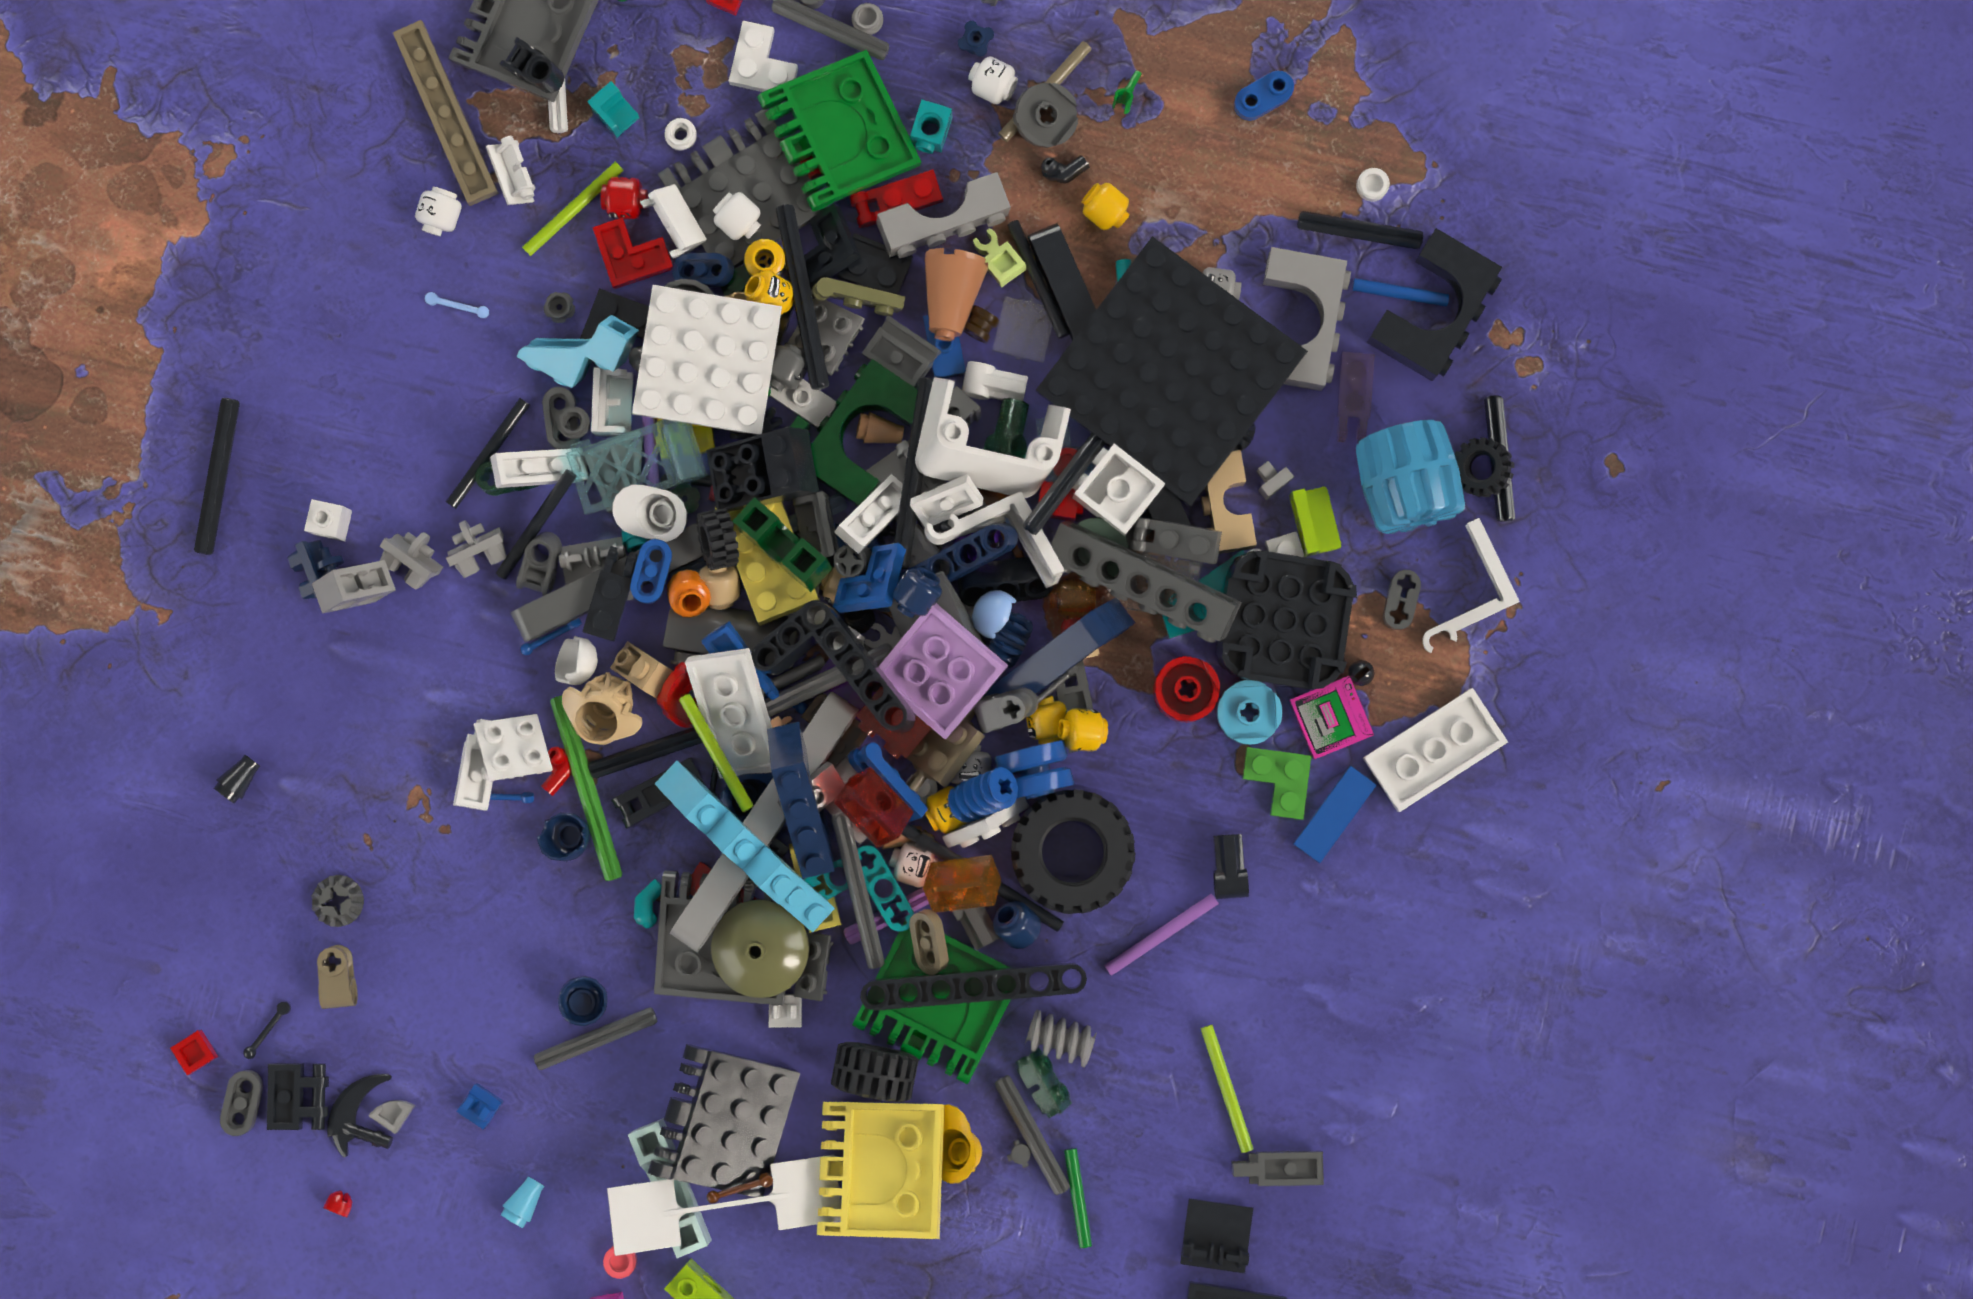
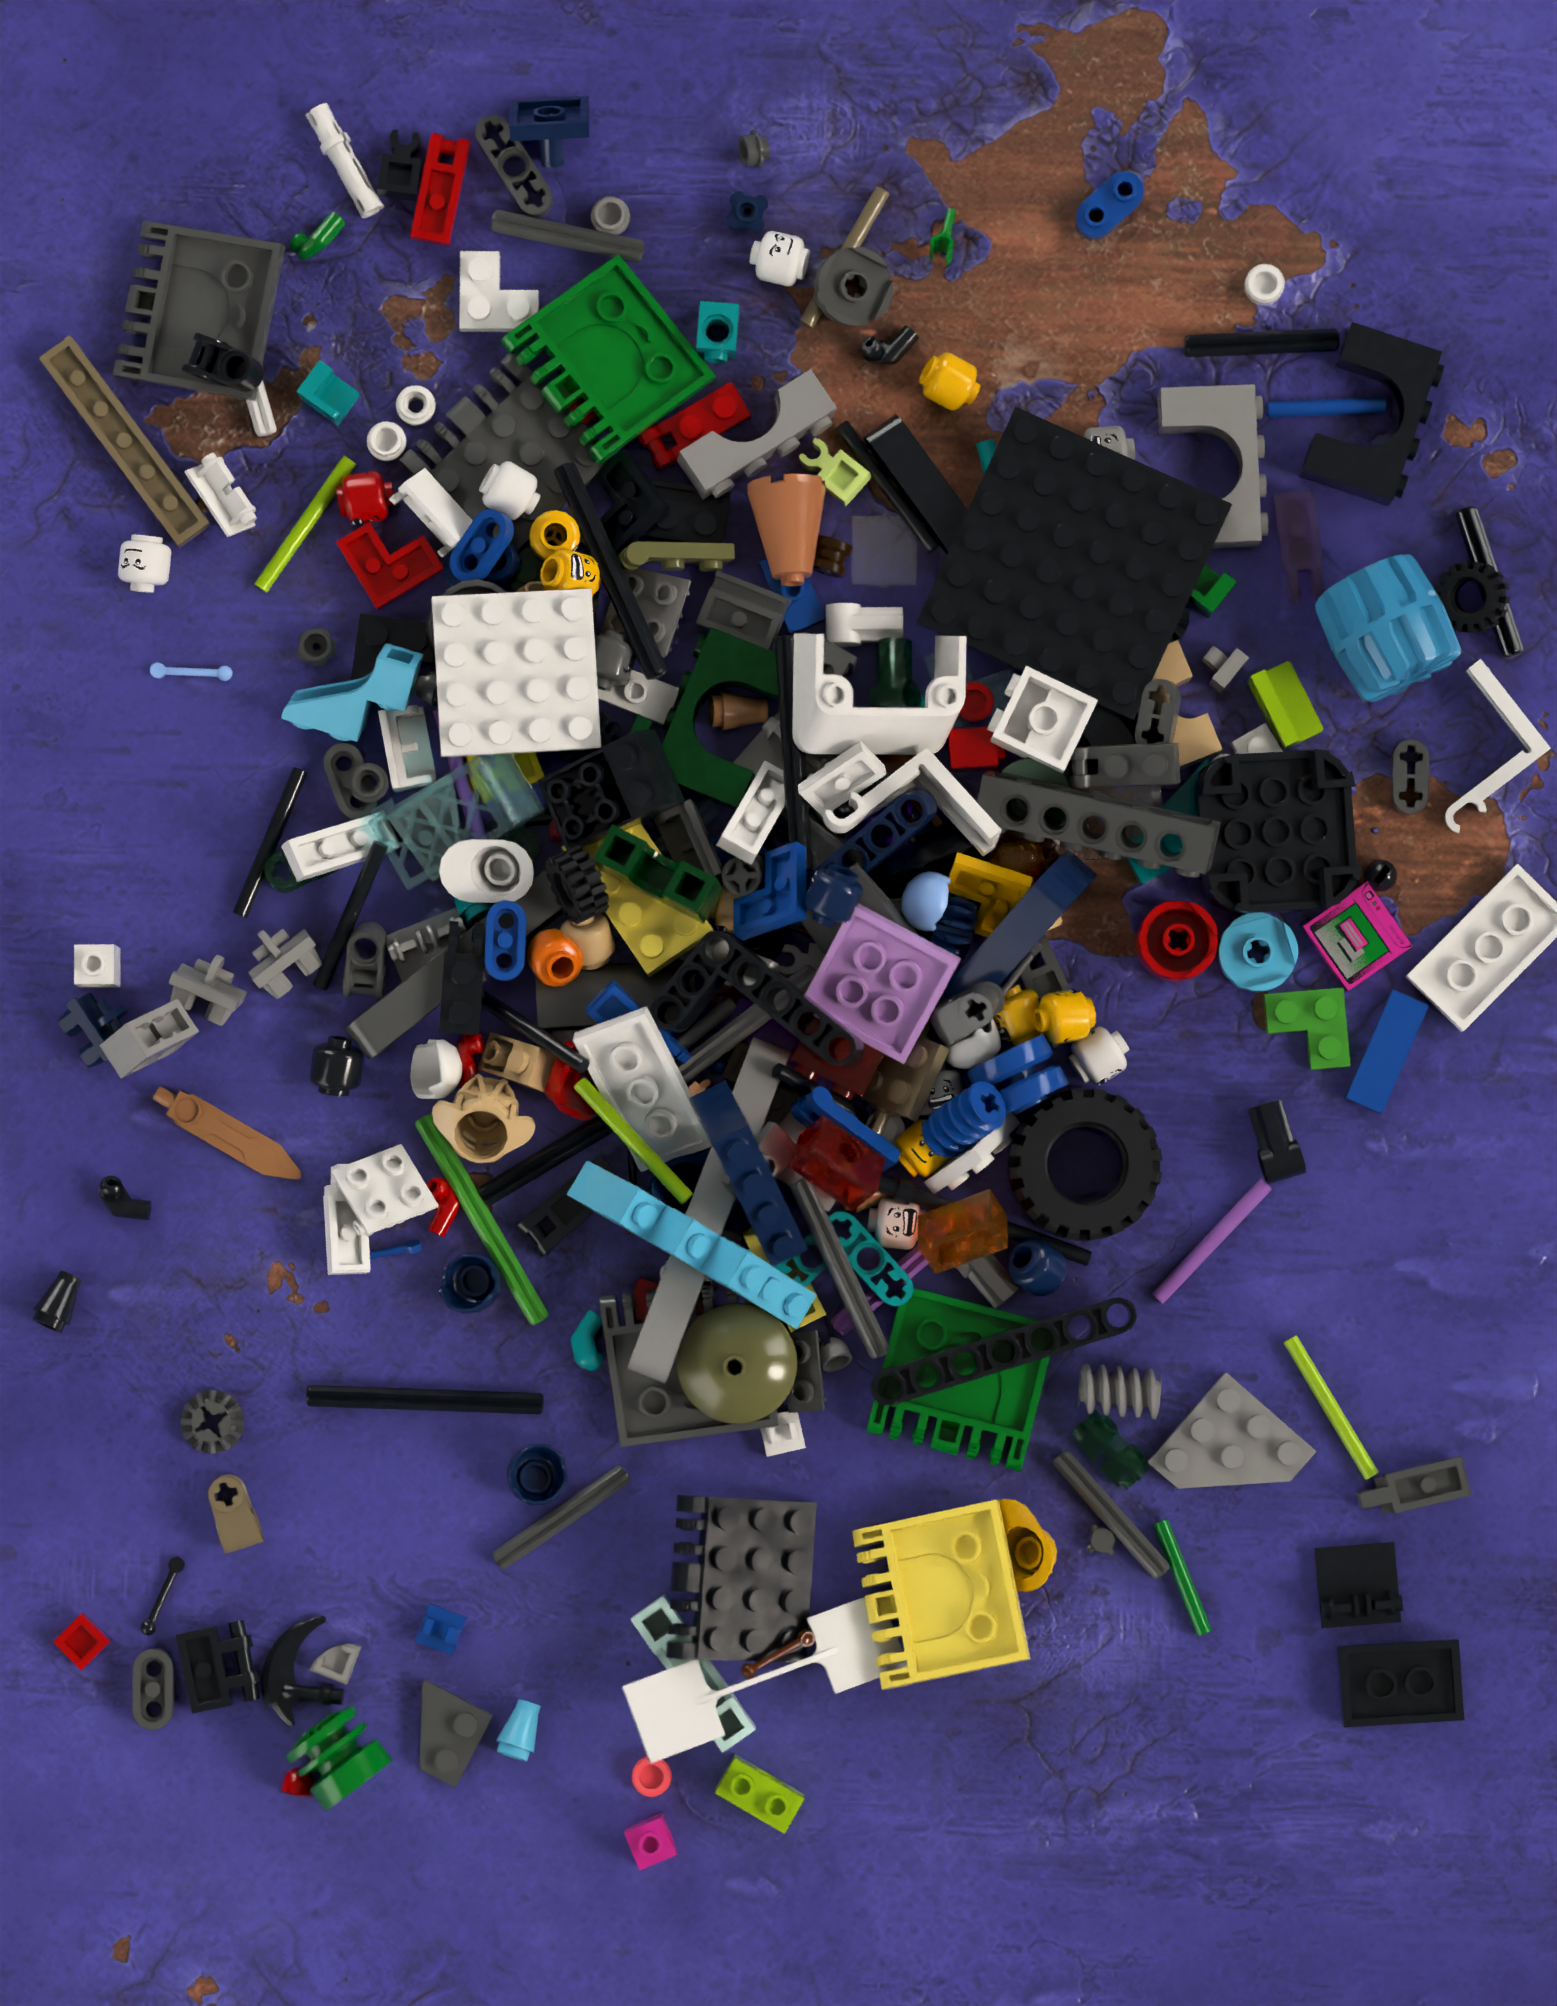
camera: 20 degrees left, 0 degrees up
(304, 710) = (120, 1203): none -> black arm
(372, 1191) = (338, 1757): none -> green wheel
(402, 676) = (227, 1134): none -> medium nougat piece
(467, 1189) = (449, 1732): none -> dark grey wing
(498, 641) = (336, 1066): none -> black head
(508, 921) = (424, 1399): none -> black axle
(526, 648) = (372, 1067): blue hinge -> none
(605, 650) = (468, 1046): none -> red arm
(651, 157) = (386, 441): none -> white plate
(657, 648) = (534, 1032): none -> black bar
(704, 253) = (480, 543): none -> blue plate
(840, 958) = (834, 1355): none -> light grey hinge
(862, 739) = (805, 1085): none -> black bar
(874, 1071) = (907, 1478): black tyre -> none
(929, 941) = (936, 1308): dark tan plate -> none
(1007, 739) = (975, 1048): none -> white hair
(1046, 612) = (990, 885): none -> yellow plate
(1063, 484) = (976, 727): black axle -> none
(1104, 767) = (1099, 1056): none -> white head
(1140, 1099) = (1230, 1442): none -> light grey plate
(1204, 502) = (1148, 712): none -> dark grey beam
(1275, 417) = (1210, 591): none -> green panel

